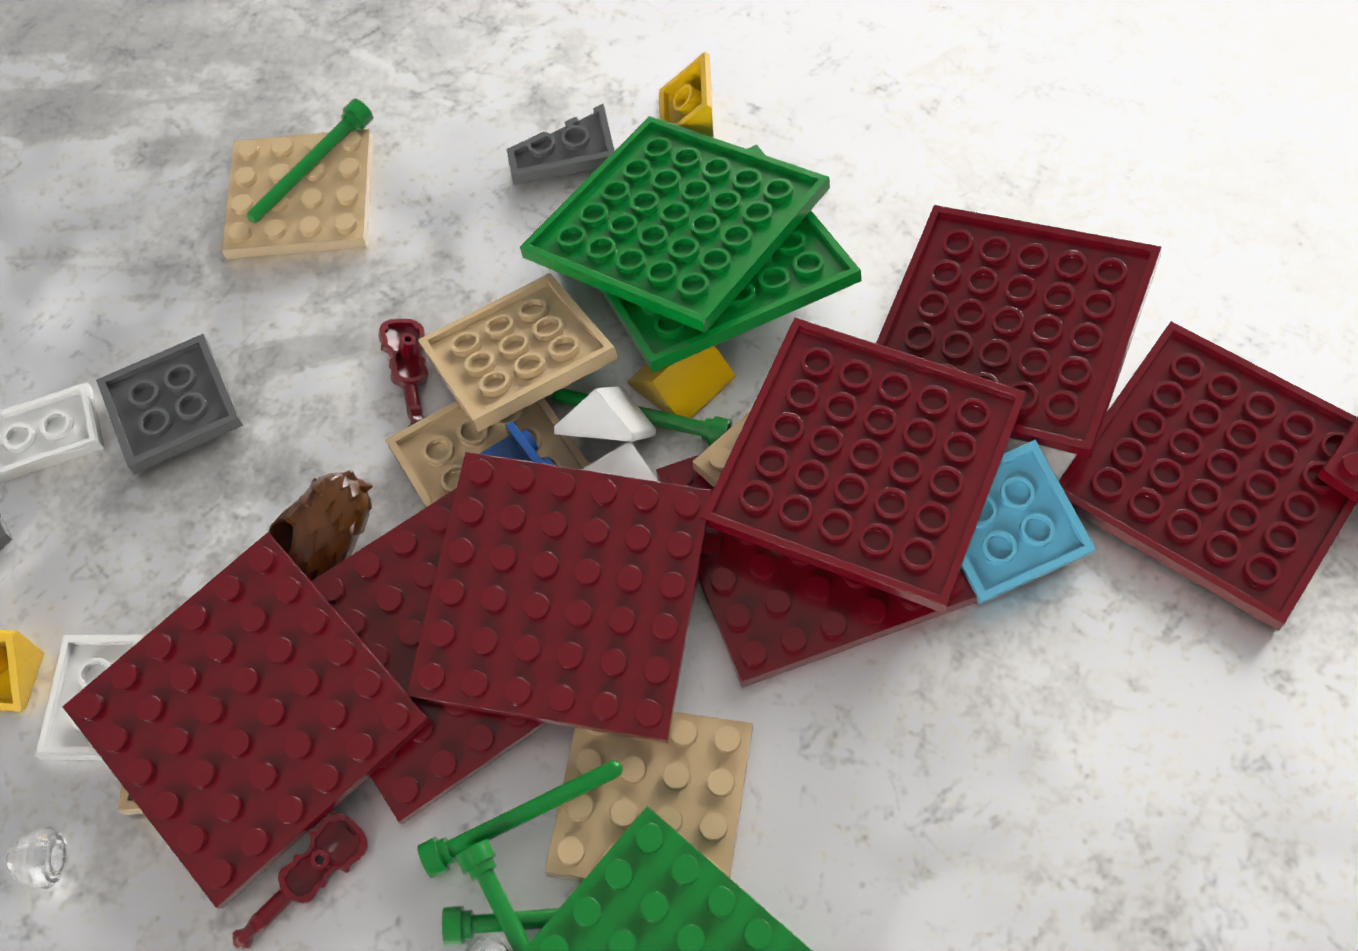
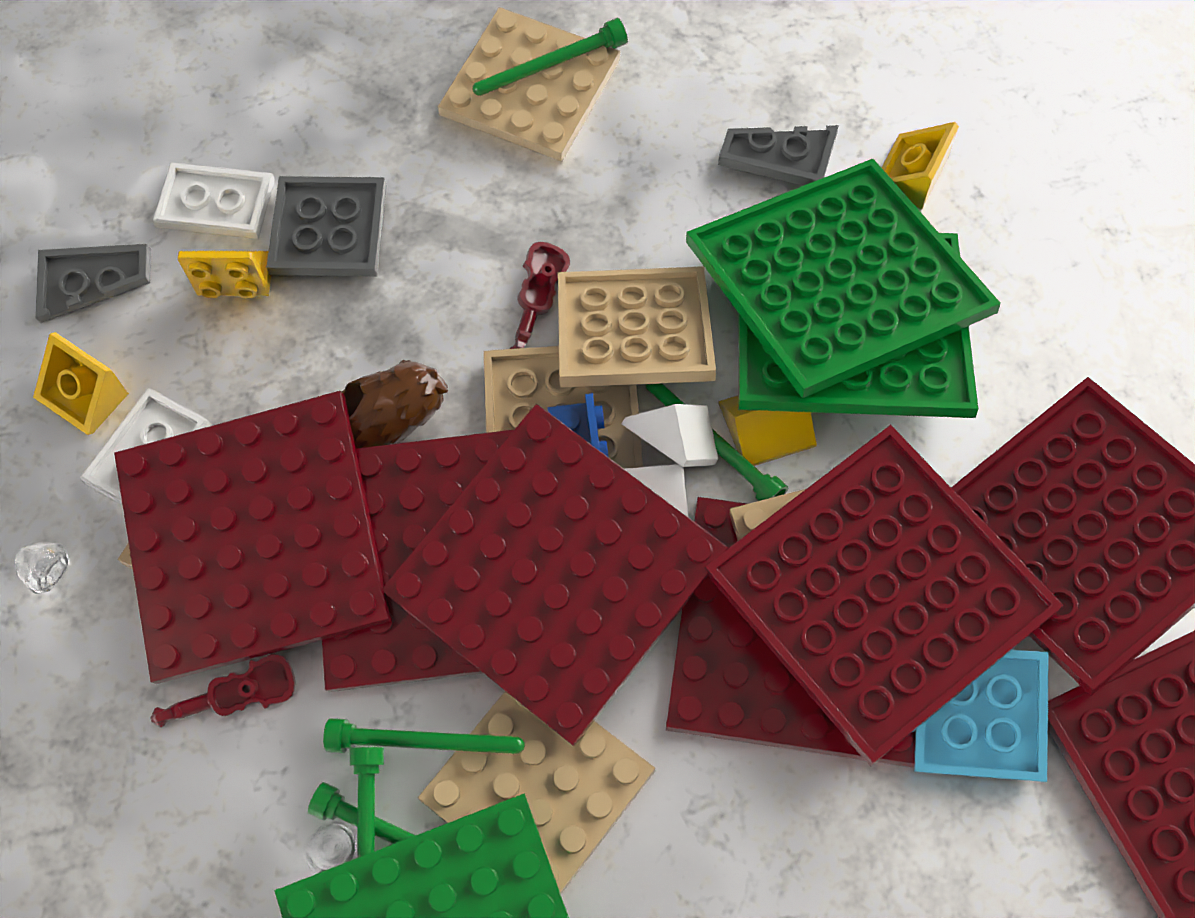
camera: 25 degrees right, 5 degrees up
(88, 489) = (227, 272): none -> yellow bracket

